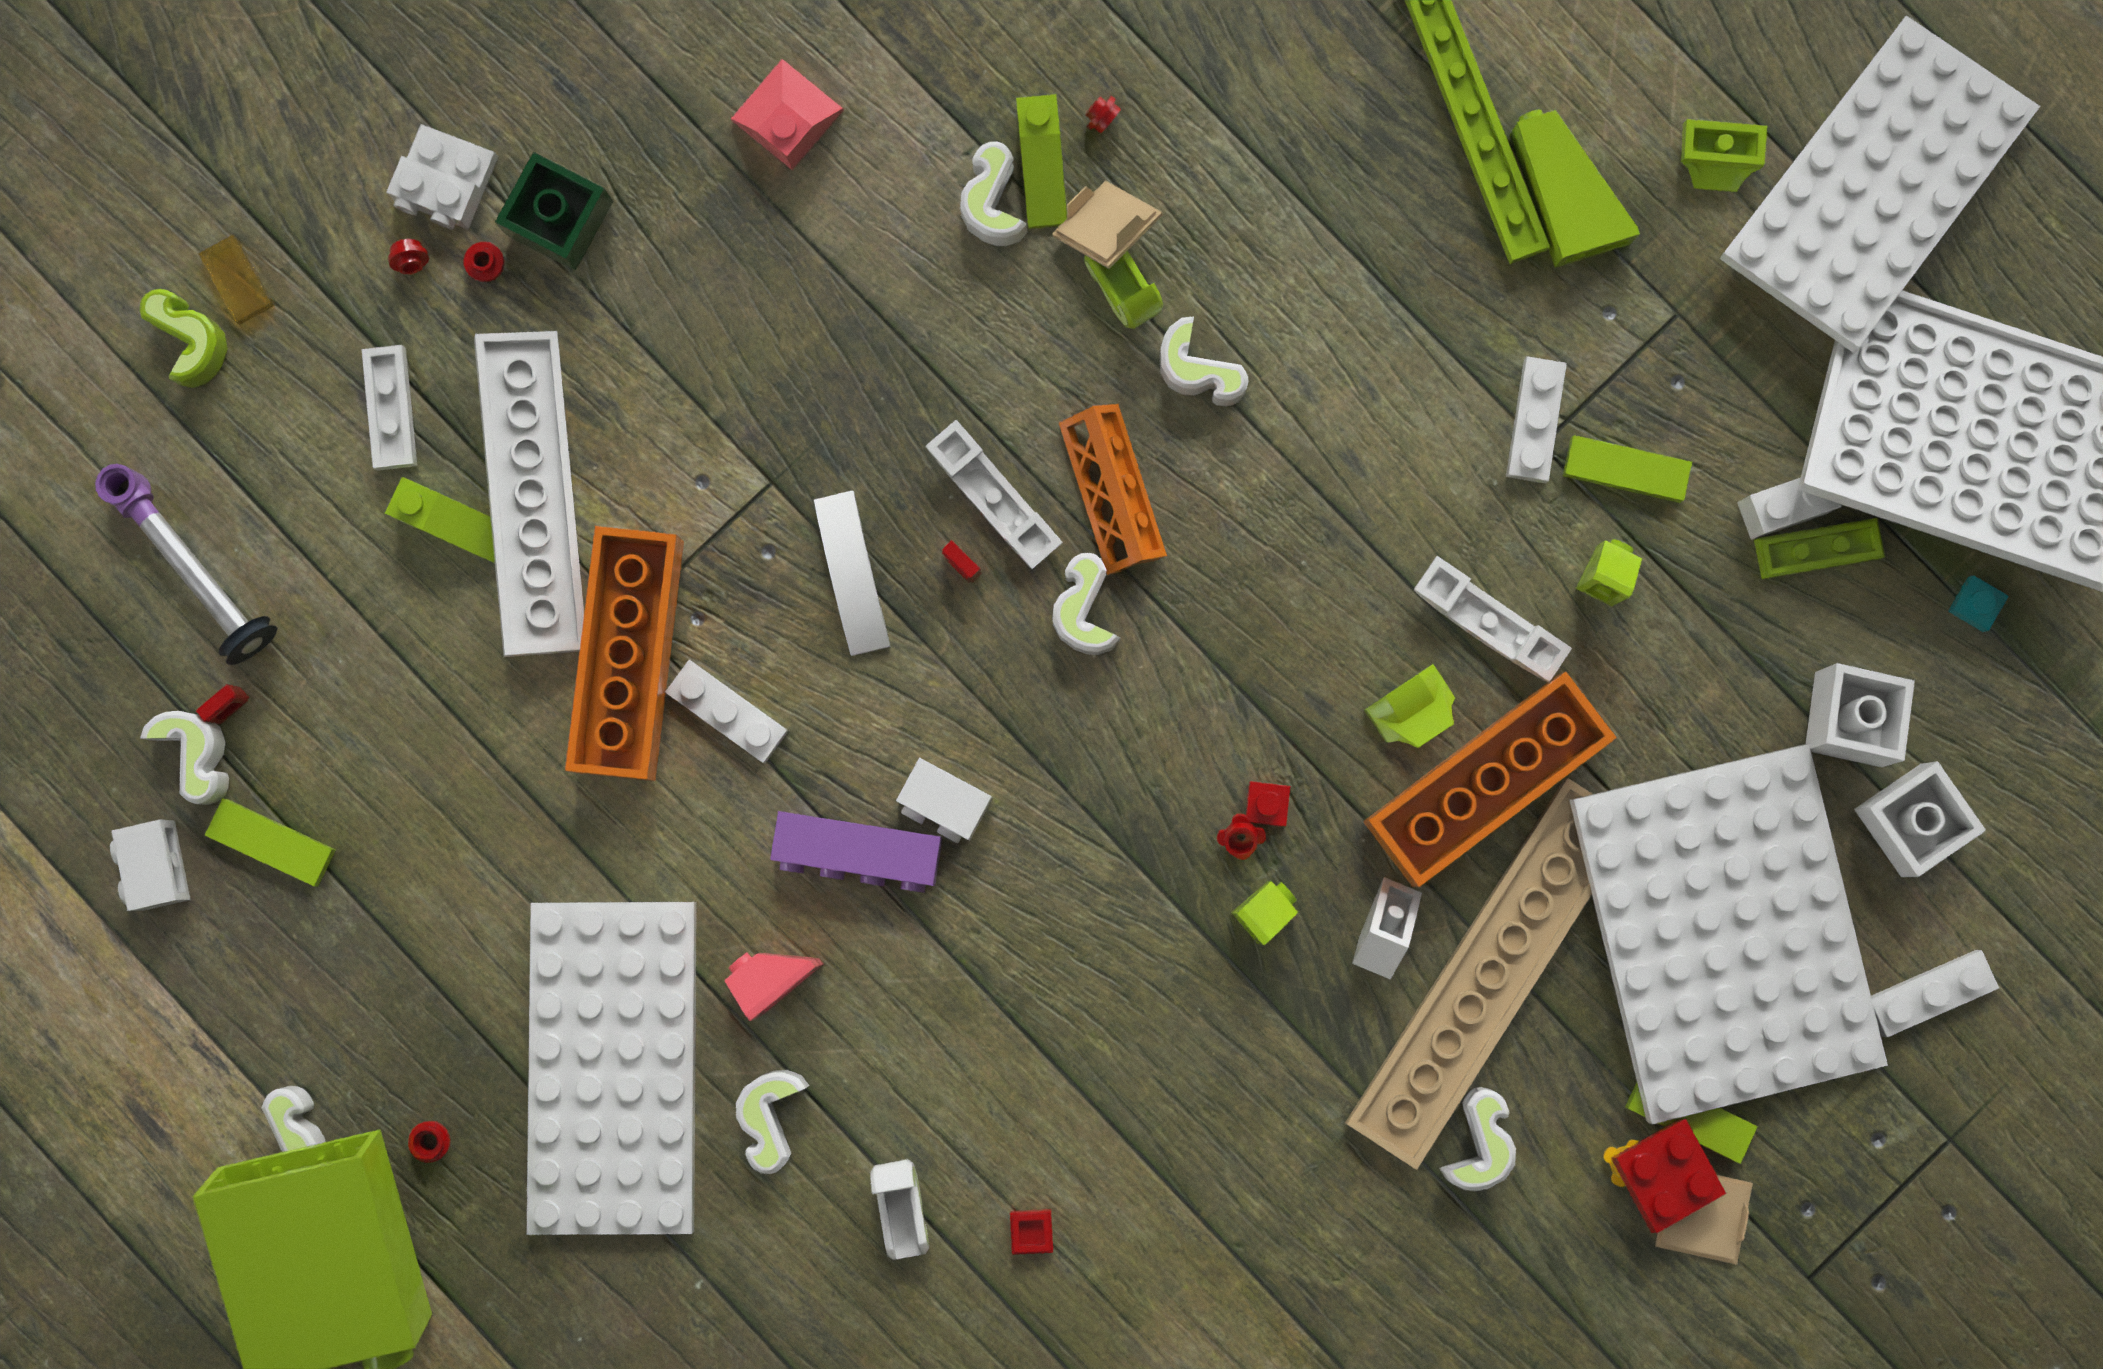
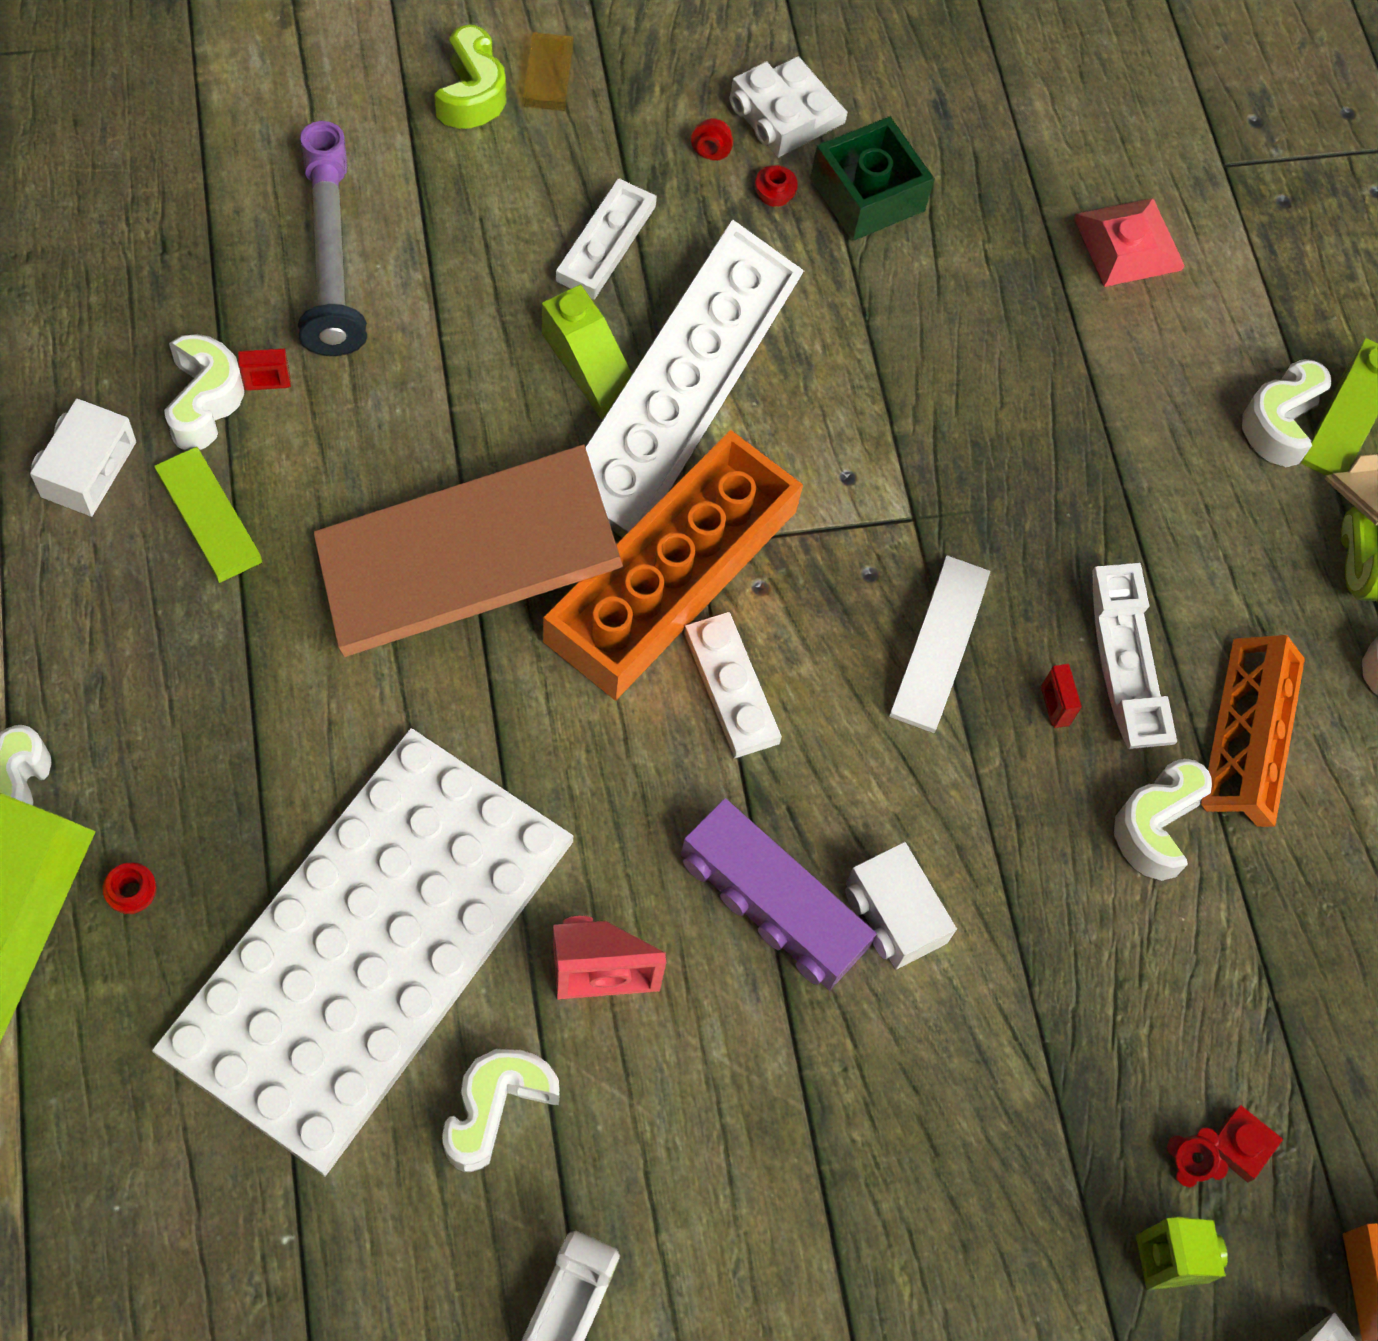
camera: 20 degrees right, 20 degrees down
(473, 750) = (465, 550): none -> nougat tile

